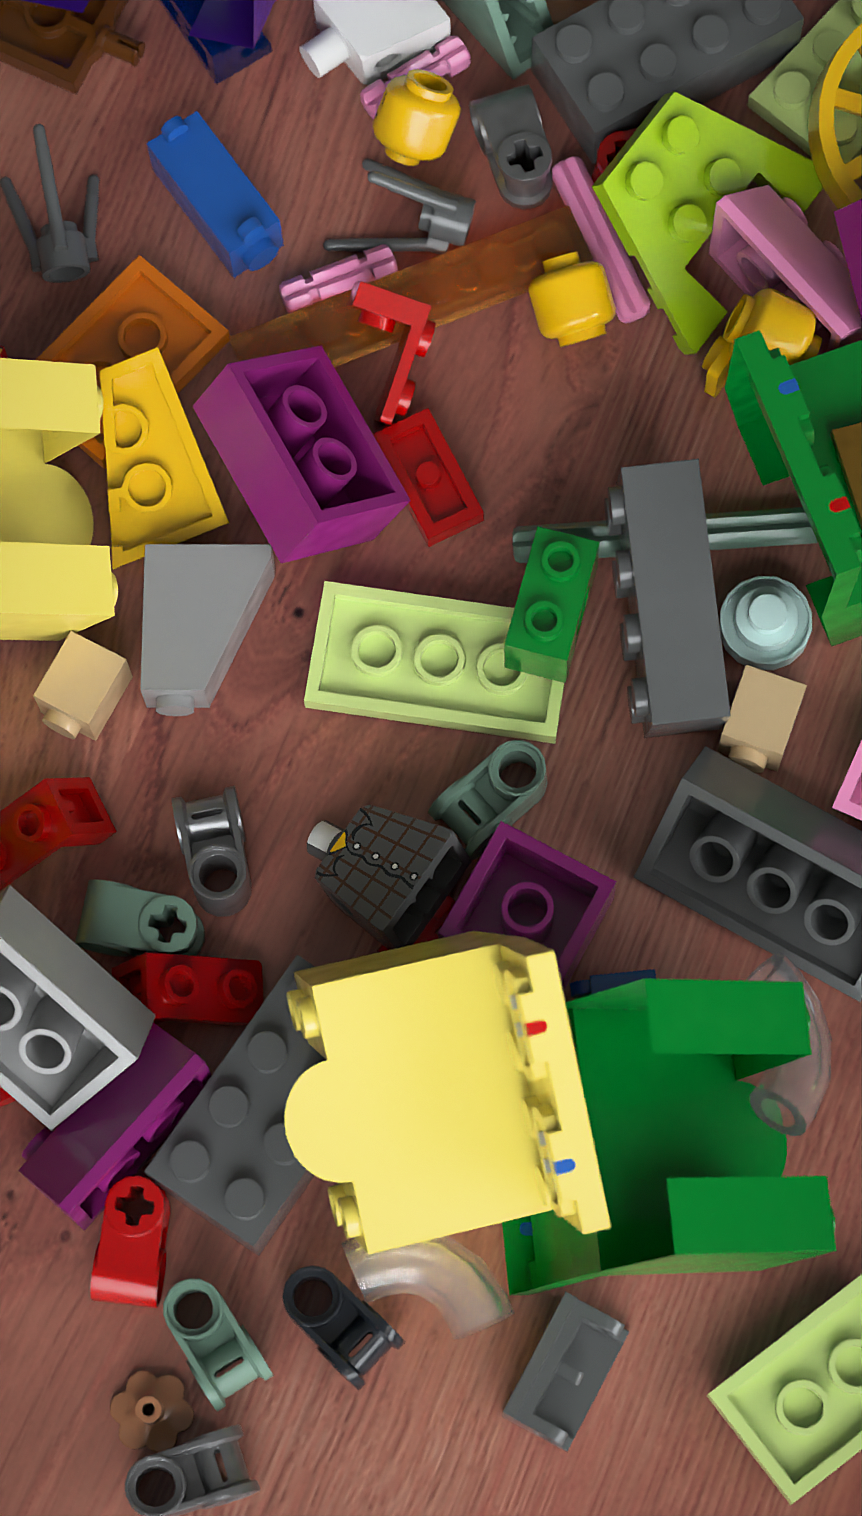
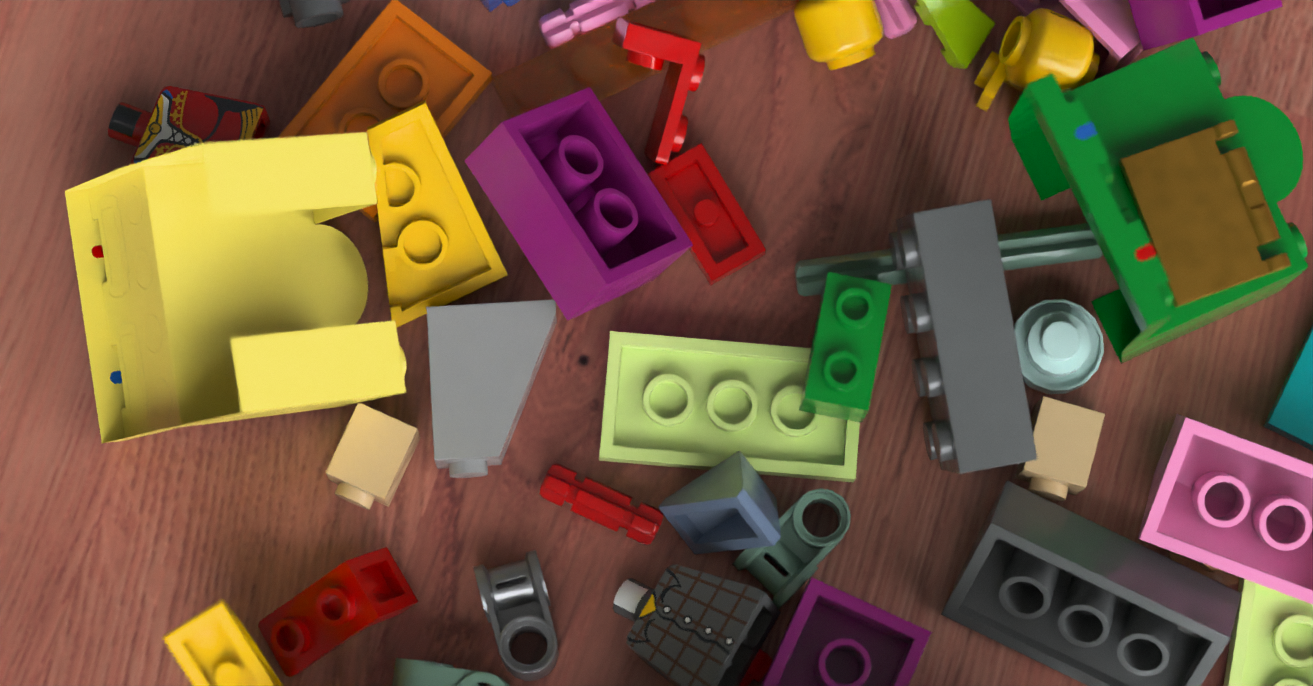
camera: 15 degrees left, 5 degrees up
(304, 748) = (601, 504): none -> red axle
(422, 757) = (725, 509): none -> sand blue slope

